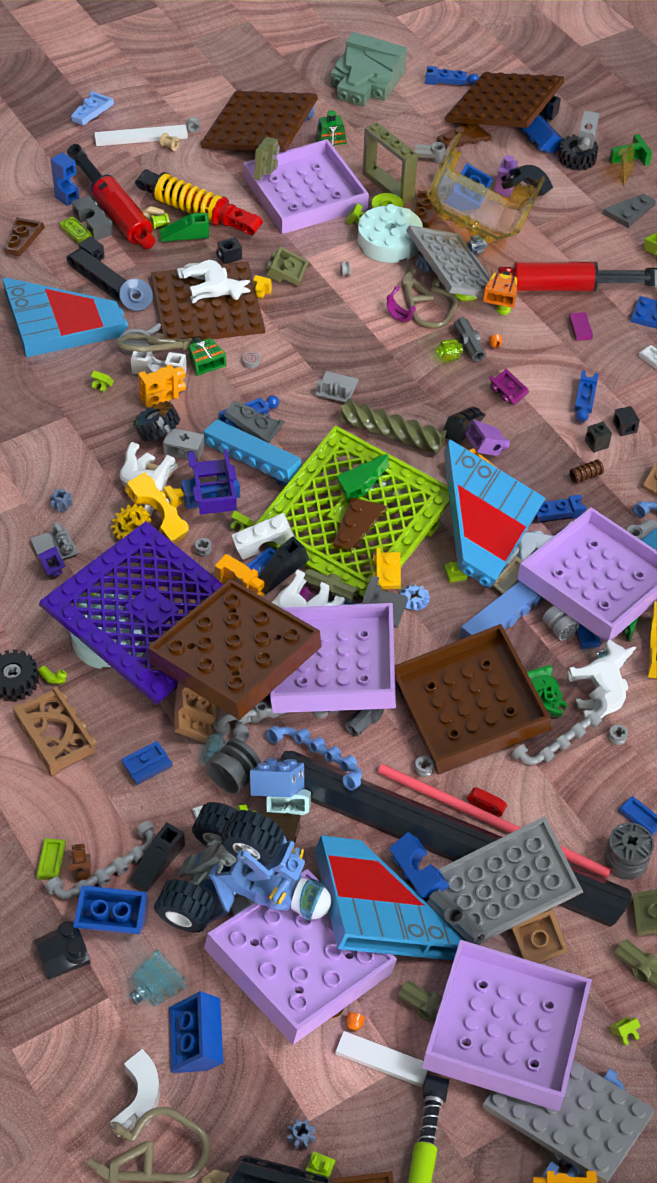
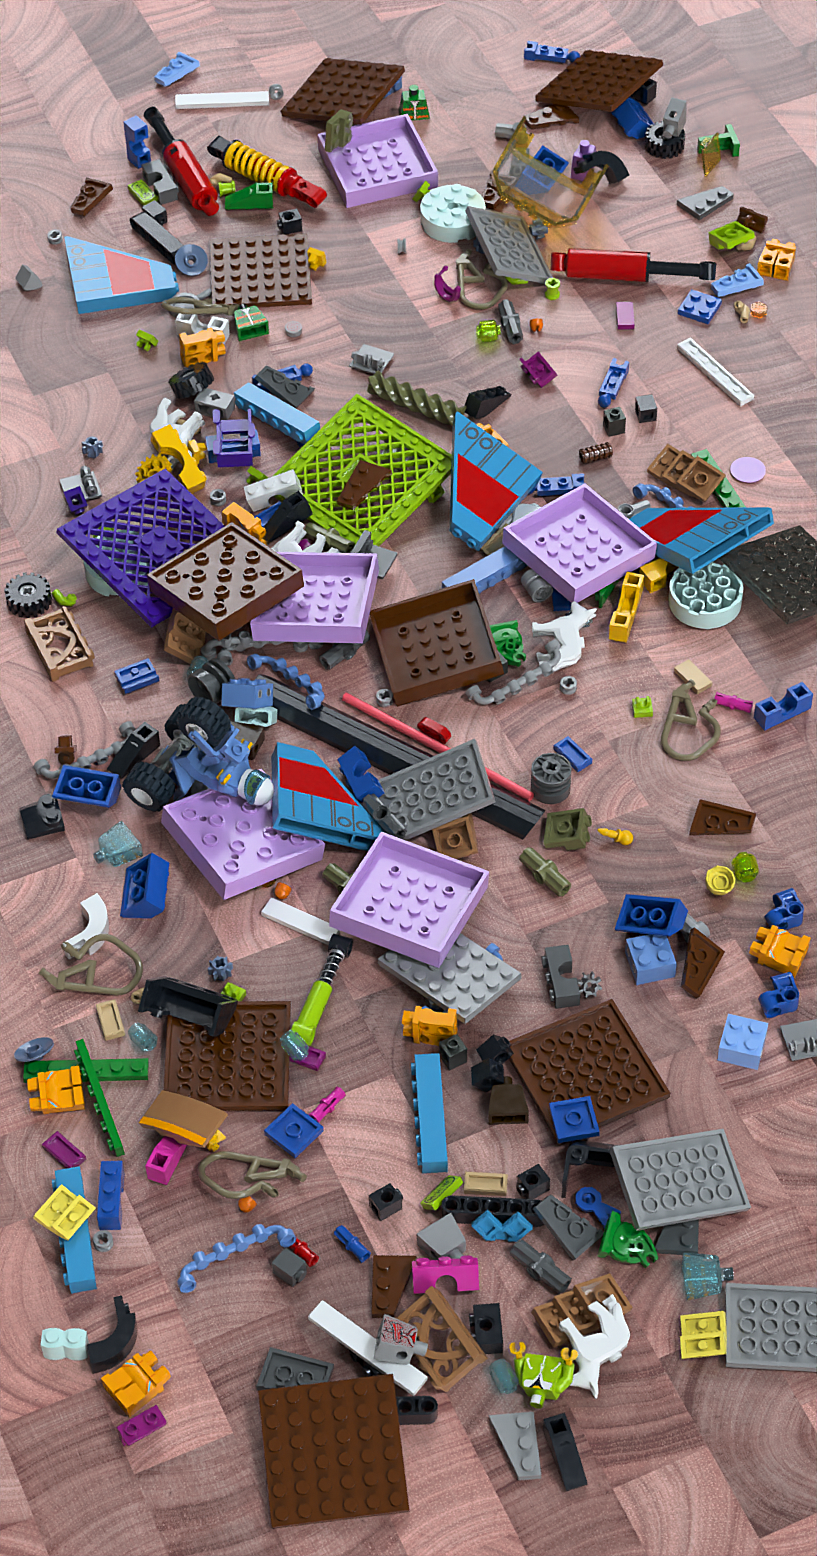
camera: 10 degrees right, 0 degrees up
(51, 859) = (42, 746): lime tile -> none
(172, 143) = (249, 108): tan bush -> none
(216, 281) = (269, 250): white animal -> none
(286, 266) = (343, 240): olive plate -> none
(359, 480) = (372, 443): green slope -> none
(368, 69) = (465, 42): sand green panel -> none
(378, 134) = (472, 168): olive window -> none
(385, 199) = (457, 178): lime dish -> none
(388, 569) = (383, 527): yellow bracket -> none
(417, 602) = (407, 560): light blue gear -> none
(453, 573) = (447, 536): lime tile -> none
(486, 438) = (504, 416): medium lavender torso -> none
(501, 289) = (548, 274): orange torso -> none
(624, 1027) = (514, 915): lime tile -> none

